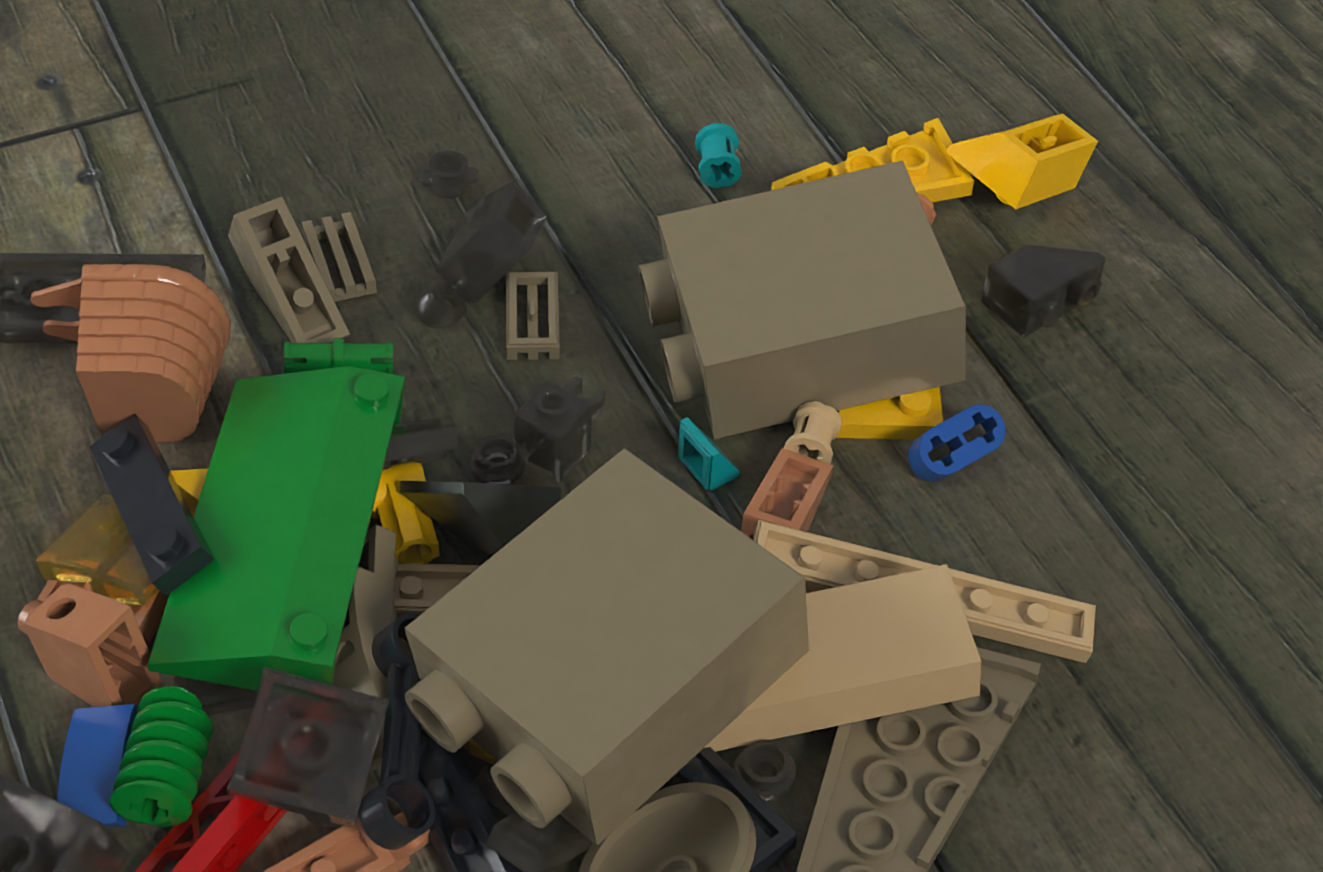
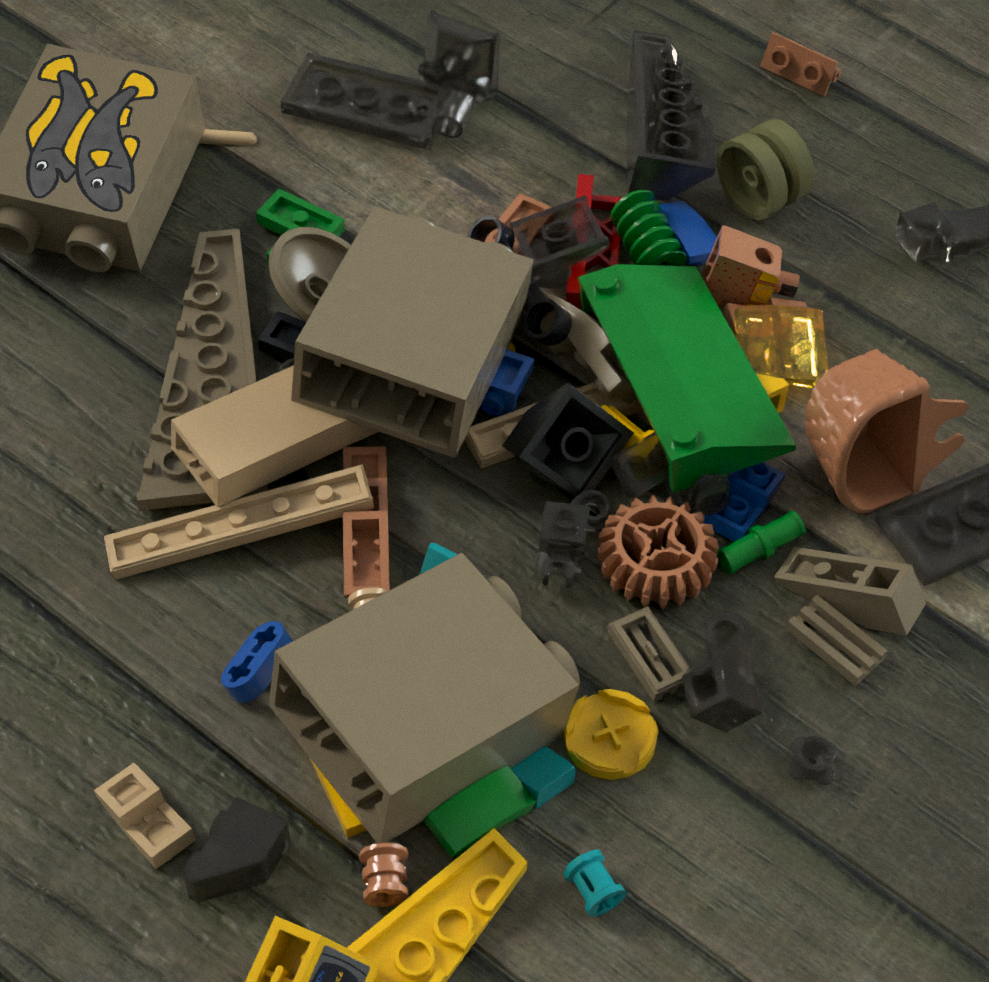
camera: 155 degrees right, 5 degrees up
(151, 504) = (765, 343): black plate -> none
(463, 375) = (666, 572): none -> nougat gear
(608, 264) = (610, 734): none -> yellow tile
(1120, 360) = (145, 815): none -> tan slope

